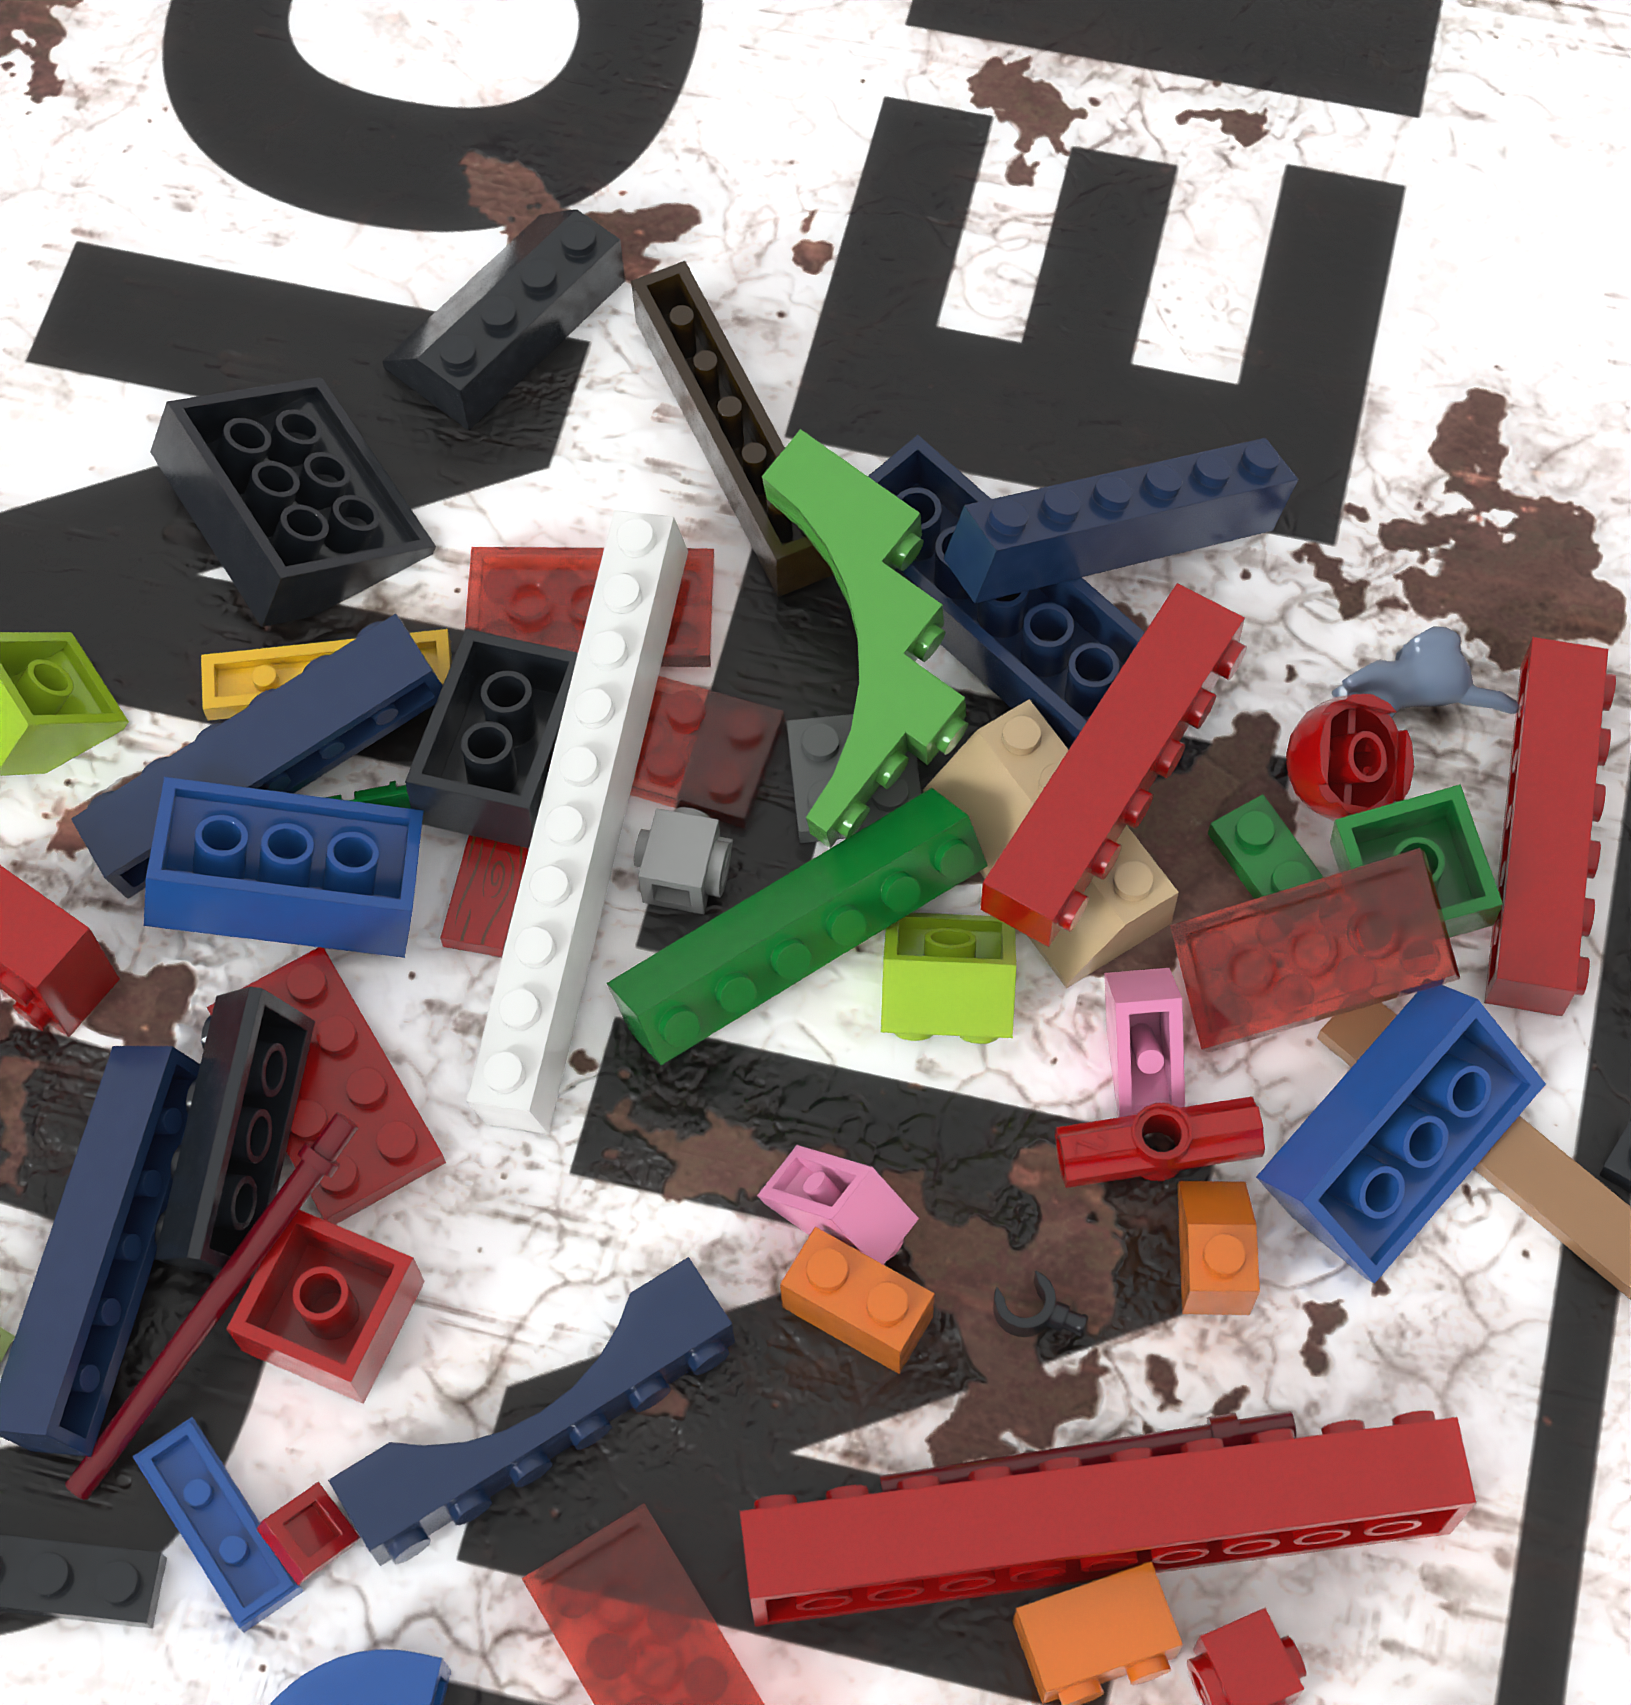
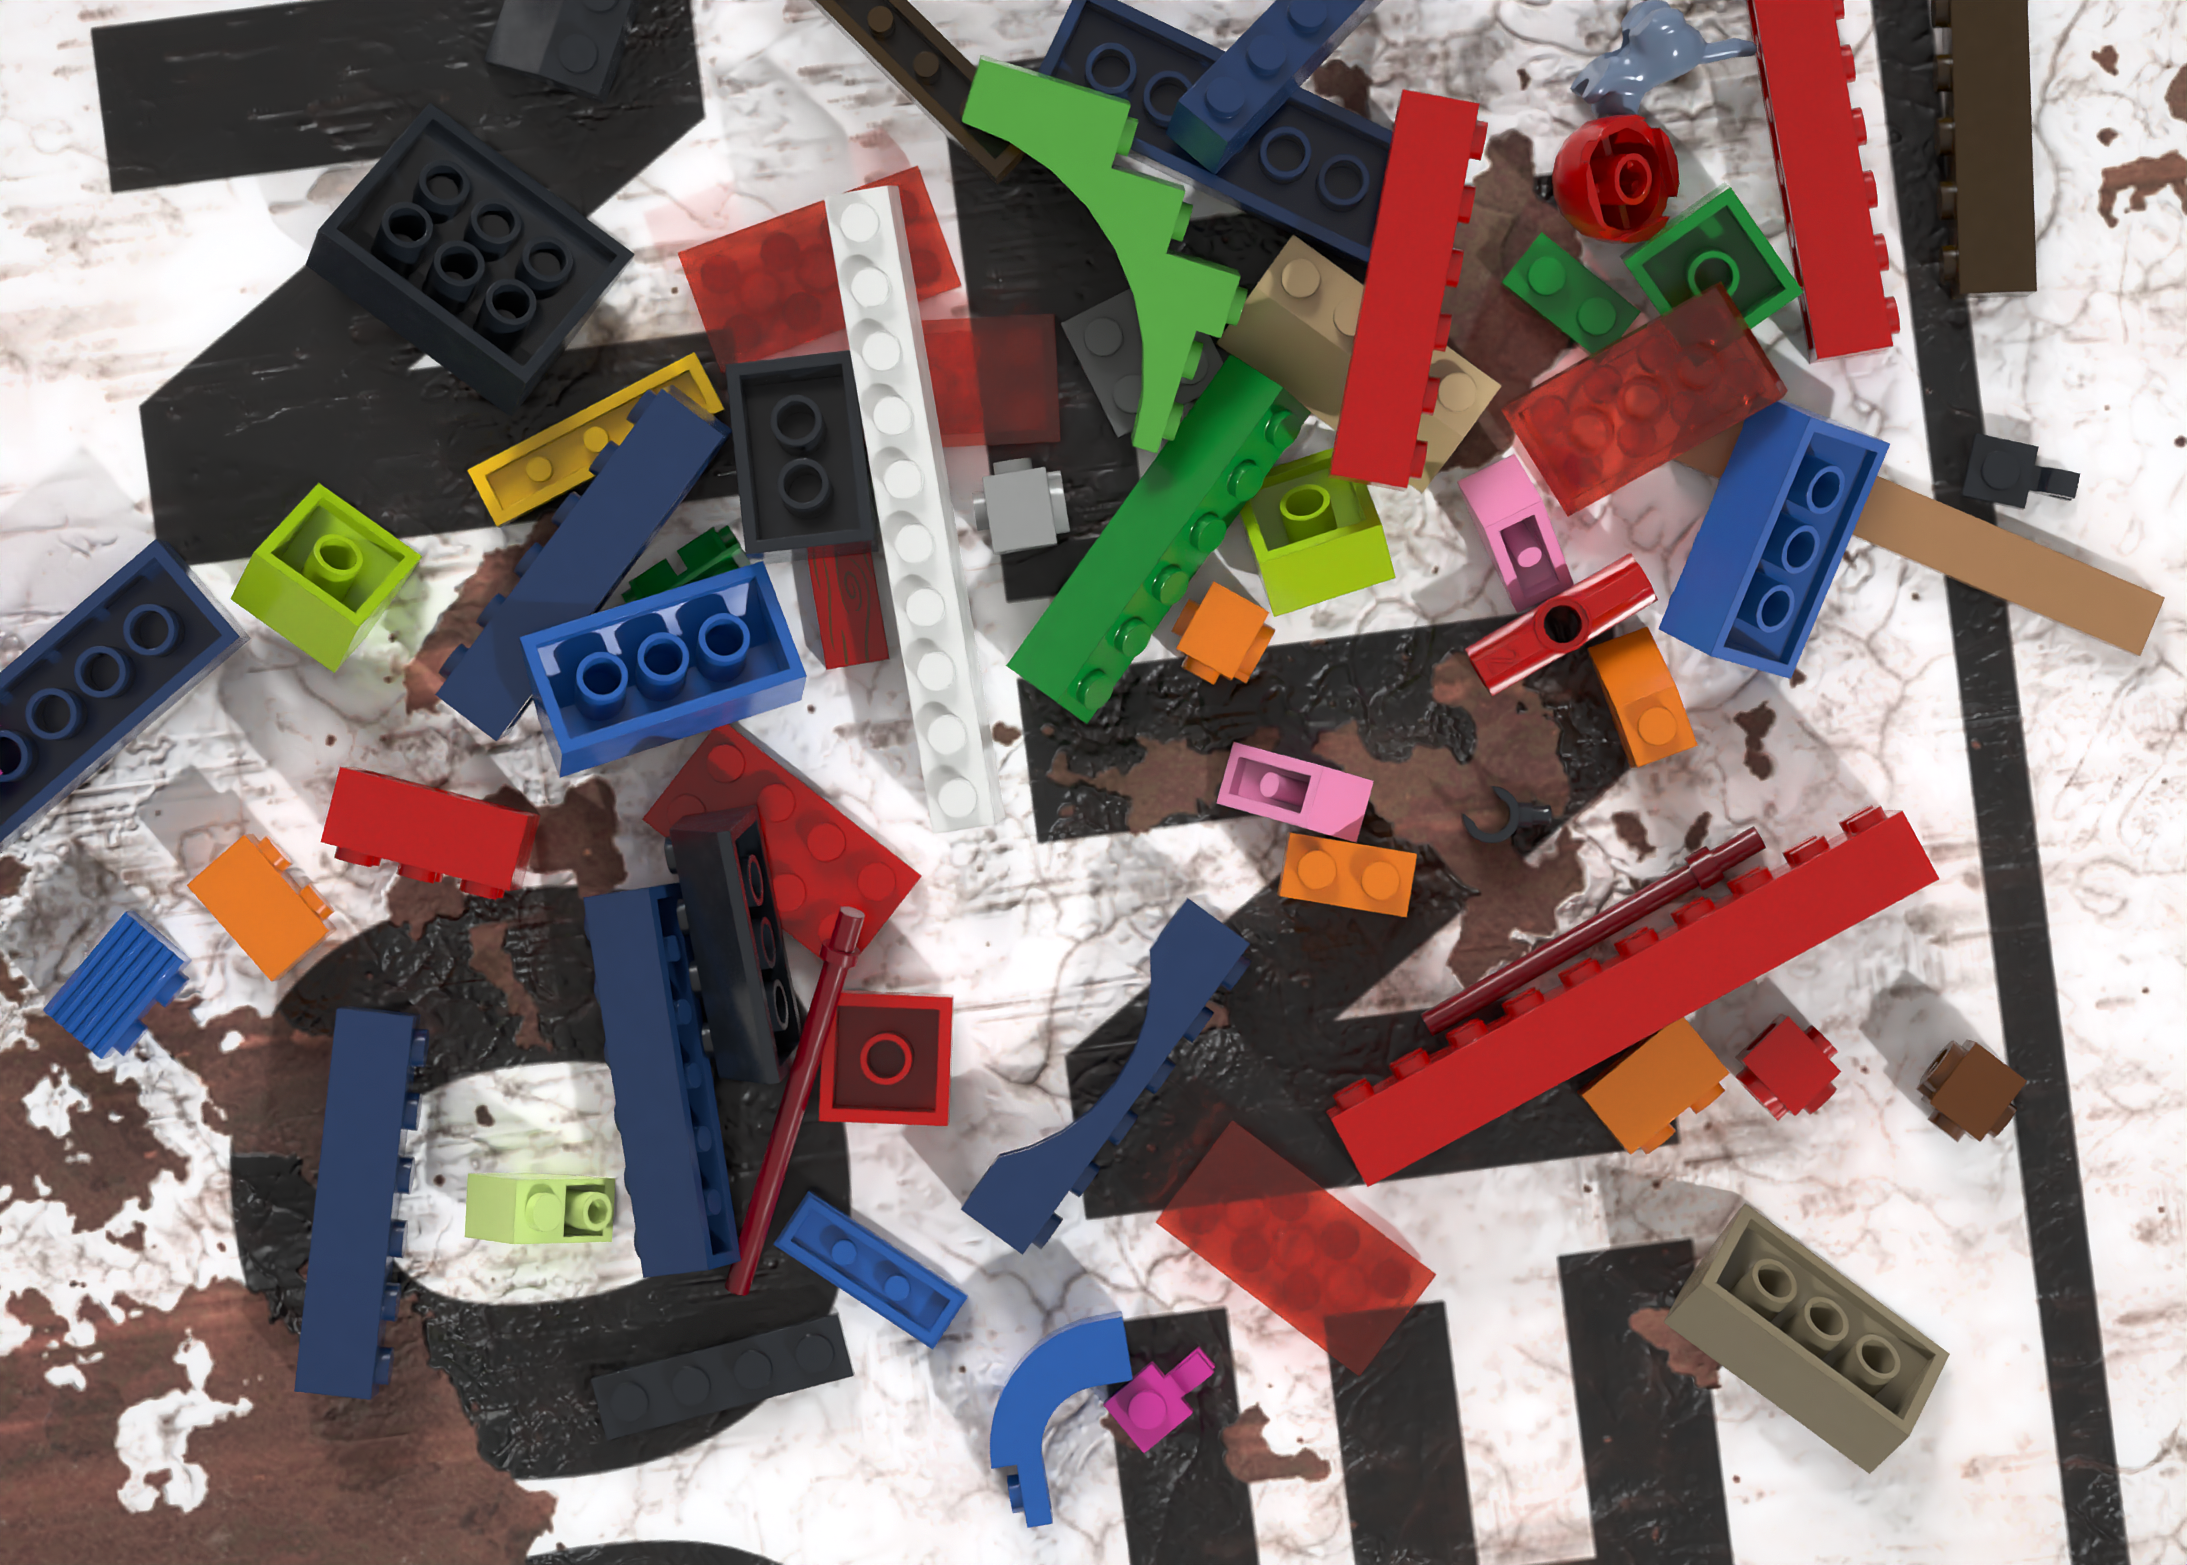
camera: 20 degrees left, 25 degrees up
(308, 1533) = (956, 1252): red plate -> none
(825, 1035) = (1222, 635): none -> orange brick

